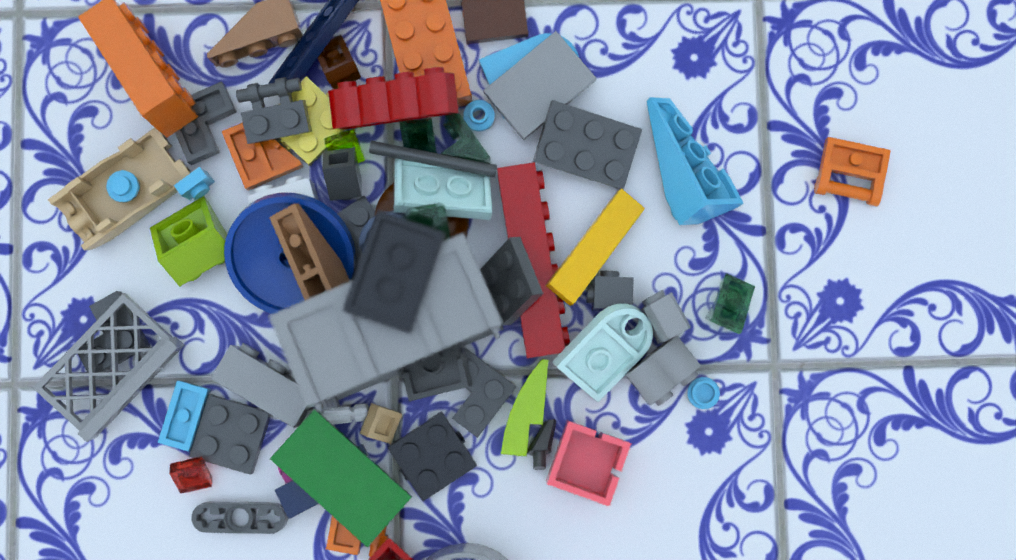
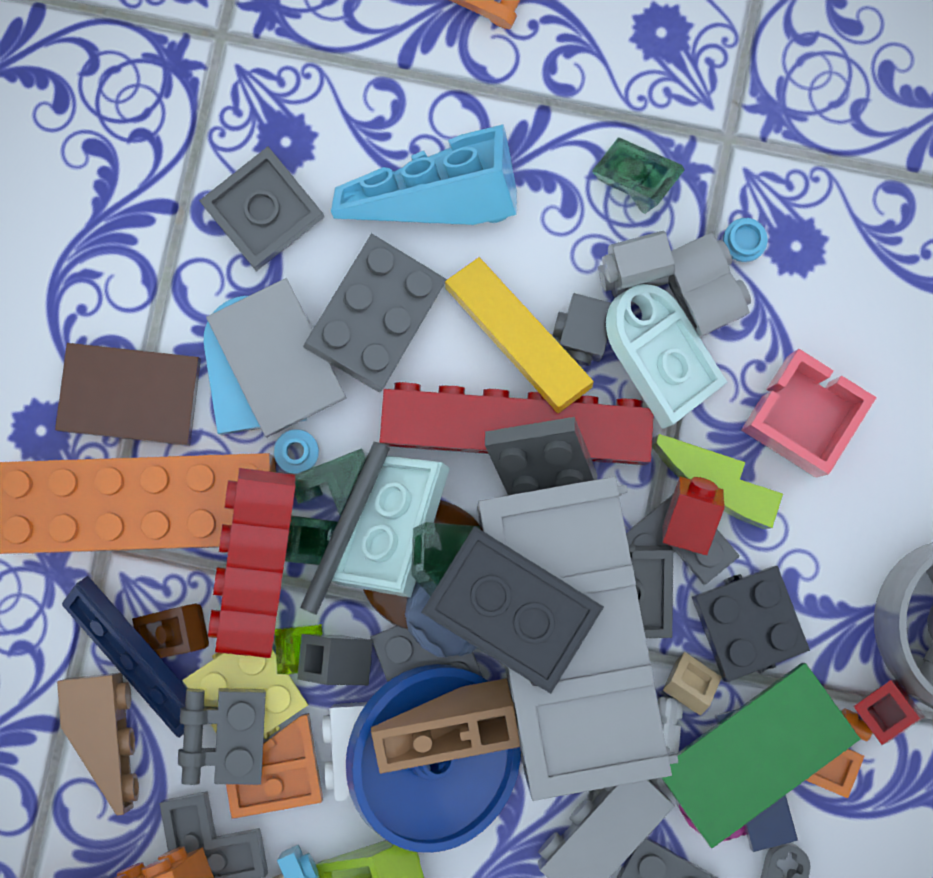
camera: 80 degrees left, 0 degrees up
(496, 395) = (693, 514): none -> red brick
(542, 444) = (768, 470): dark grey bar -> none
(641, 51) = (262, 208): none -> dark grey plate

